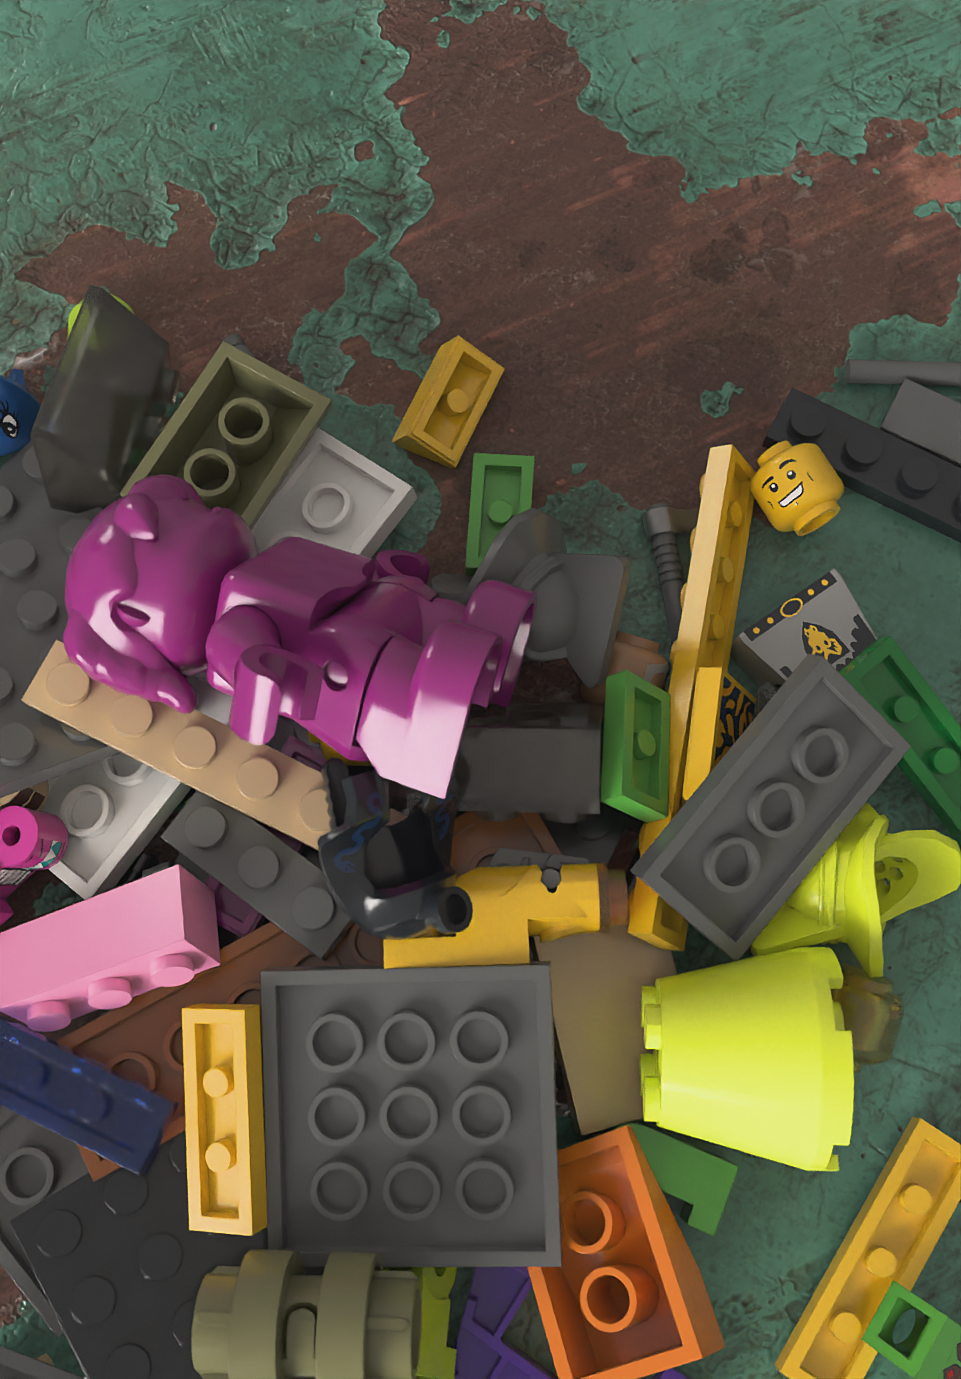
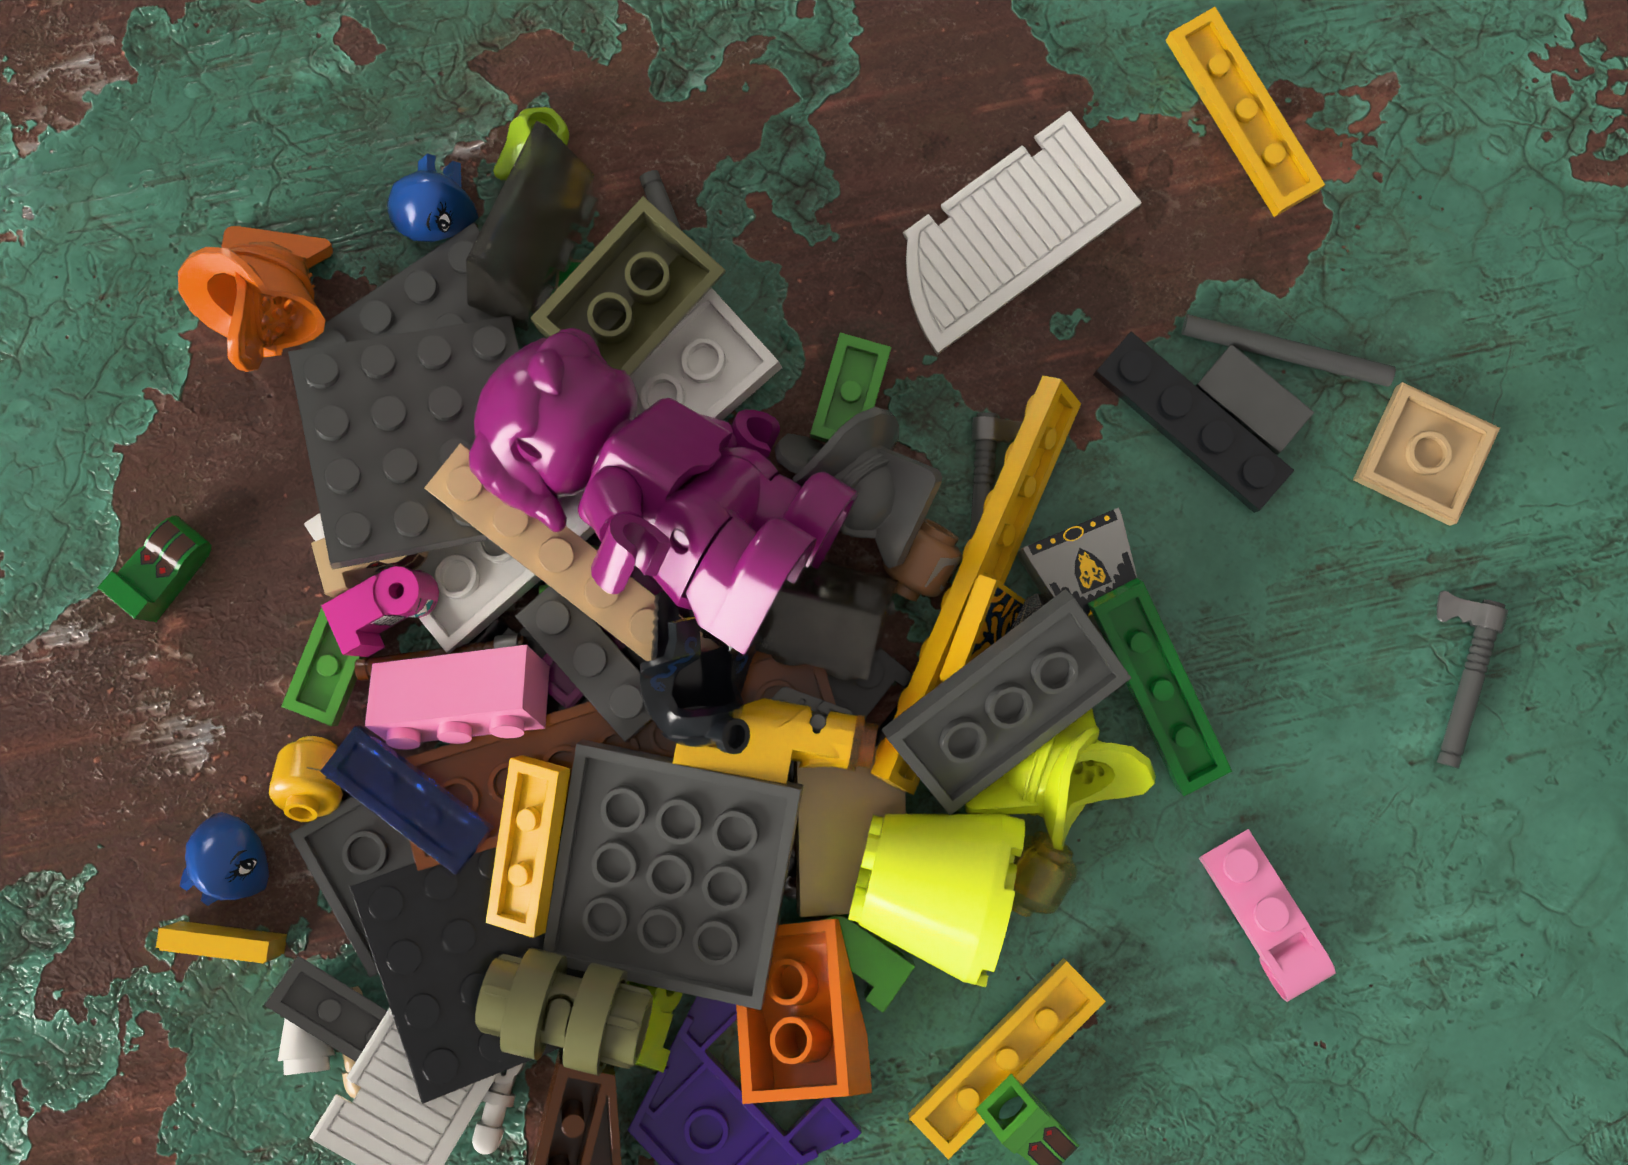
camera: 10 degrees right, 10 degrees up
(449, 403) = (829, 276): yellow slope -> none
(633, 319) = (1011, 230): none -> white piece
(636, 747) = (912, 627): bright green plate -> none
(796, 487) = (1108, 425): yellow head -> none
(851, 150) = (1244, 112): none -> yellow plate

